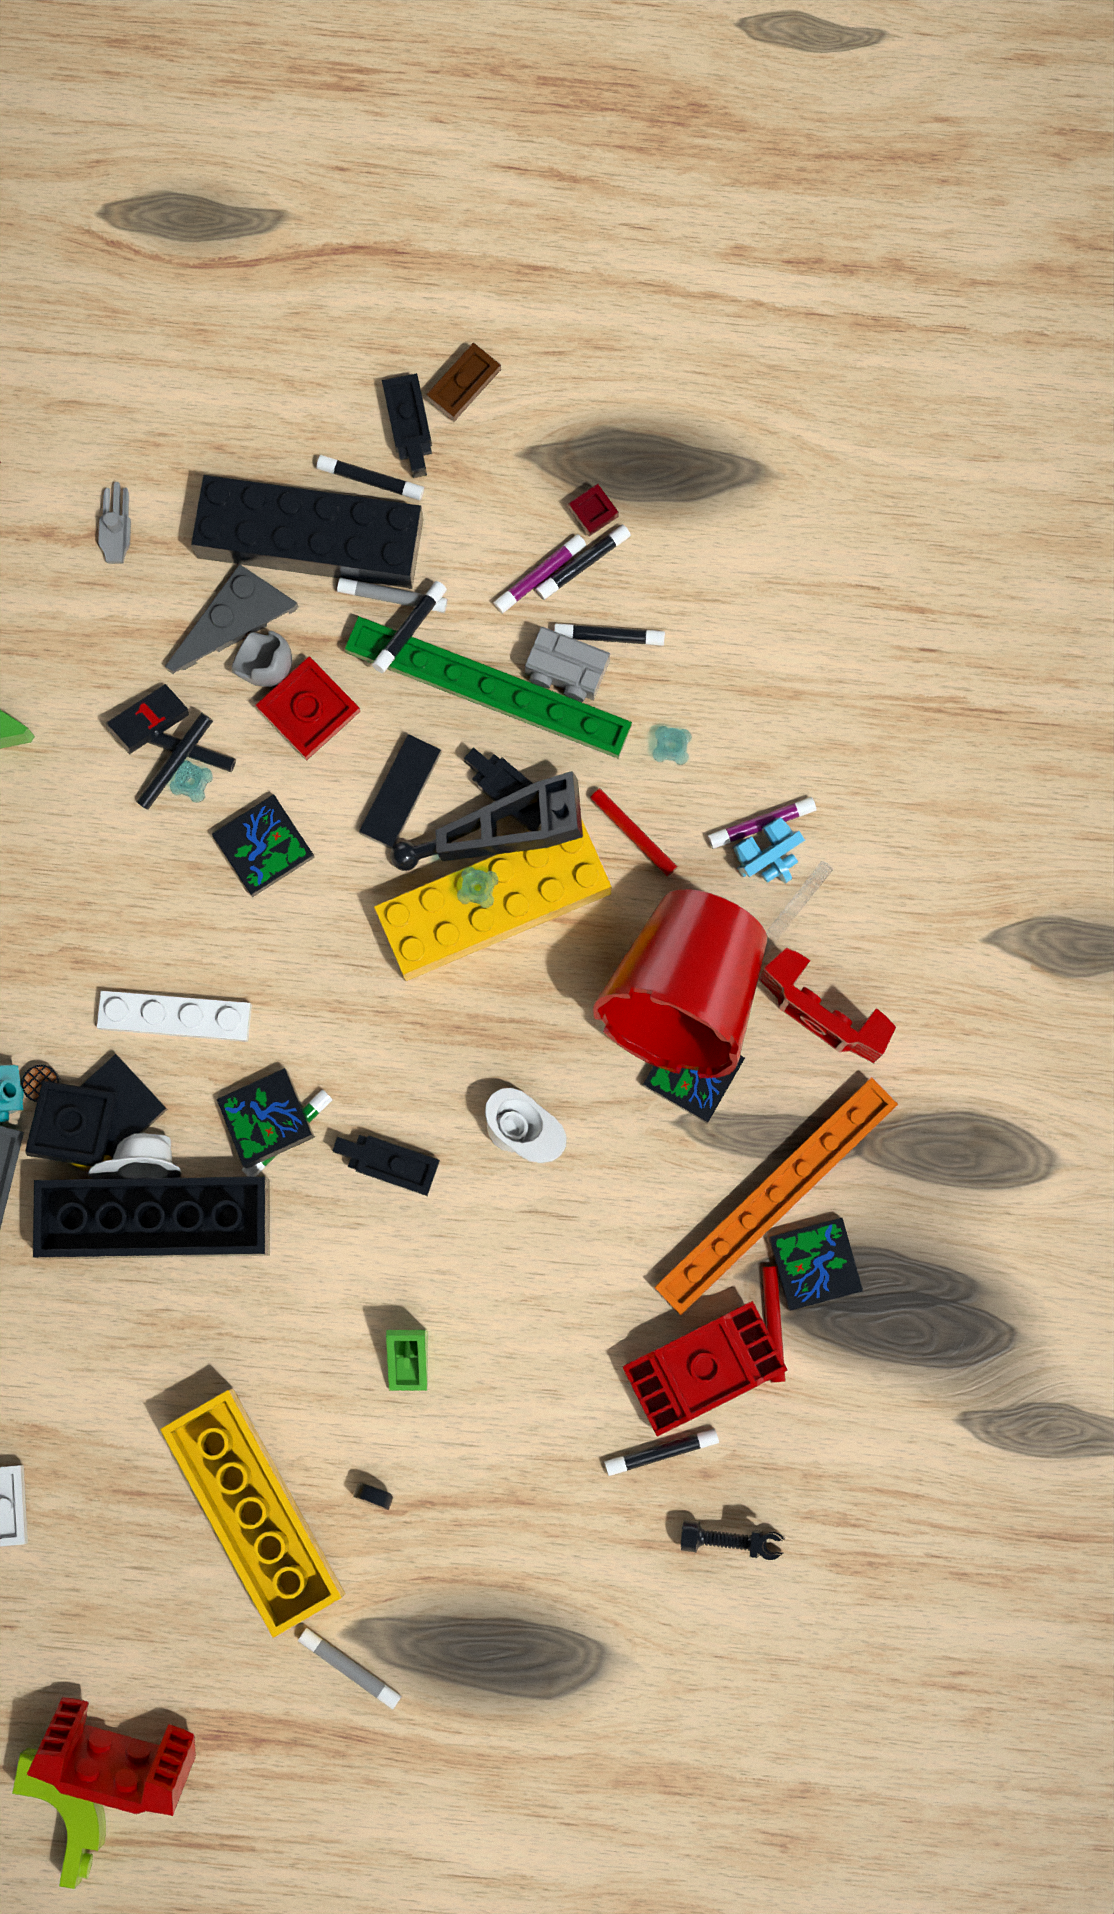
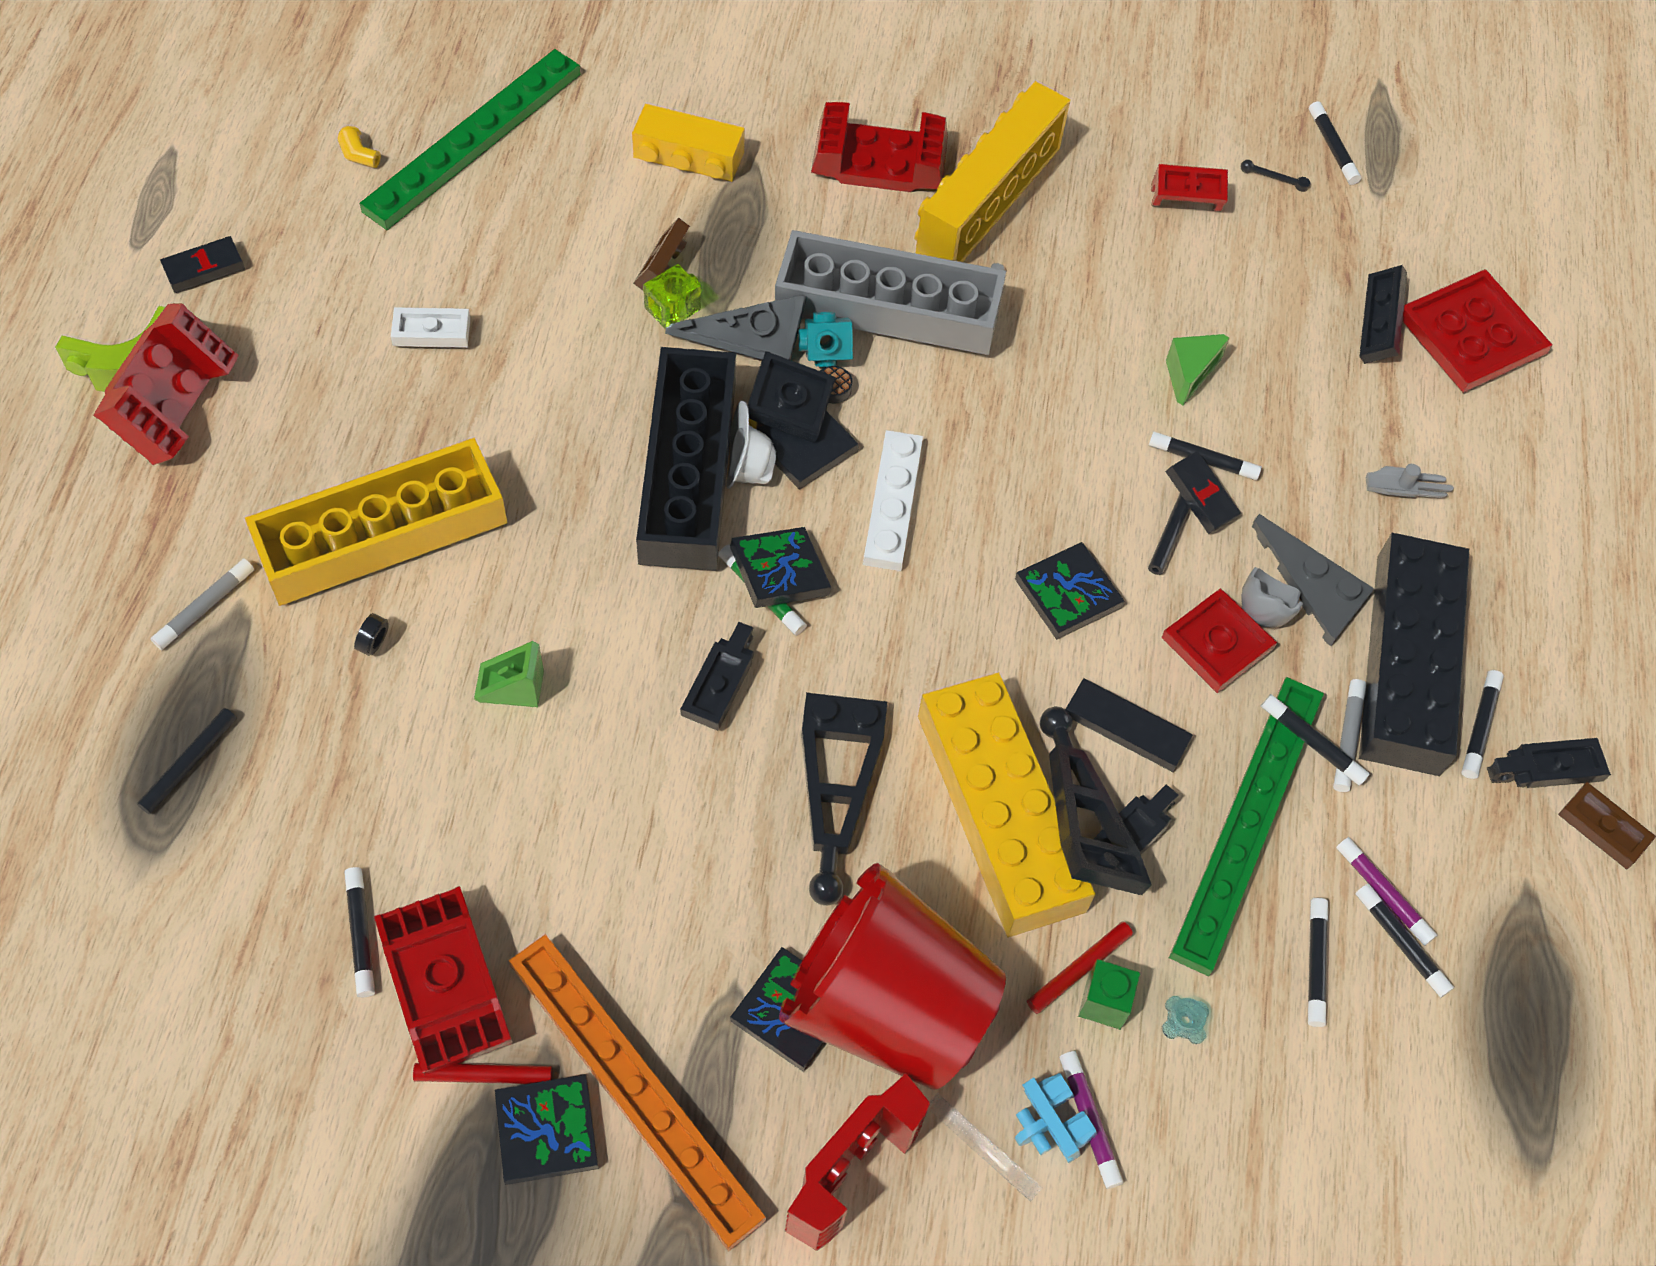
camera: 90 degrees right, 20 degrees down
(98, 716) = (1211, 457): none -> black bar
(174, 761) = (1159, 514): black piece -> none
(186, 772) = (1141, 521): clear light blue plate -> none
(419, 1048) = (846, 721): none -> black plate
(473, 877) = (1017, 757): clear light blue plate -> none
(514, 1643) = (186, 761): none -> black bar
(523, 1126) = (744, 807): white piece -> none
(566, 664) = (1279, 906): light grey brick -> none
(593, 510) = (1468, 953): dark red plate -> none
(661, 807) = (1109, 994): none -> green brick
(694, 1536) = (255, 952): black bar -> none

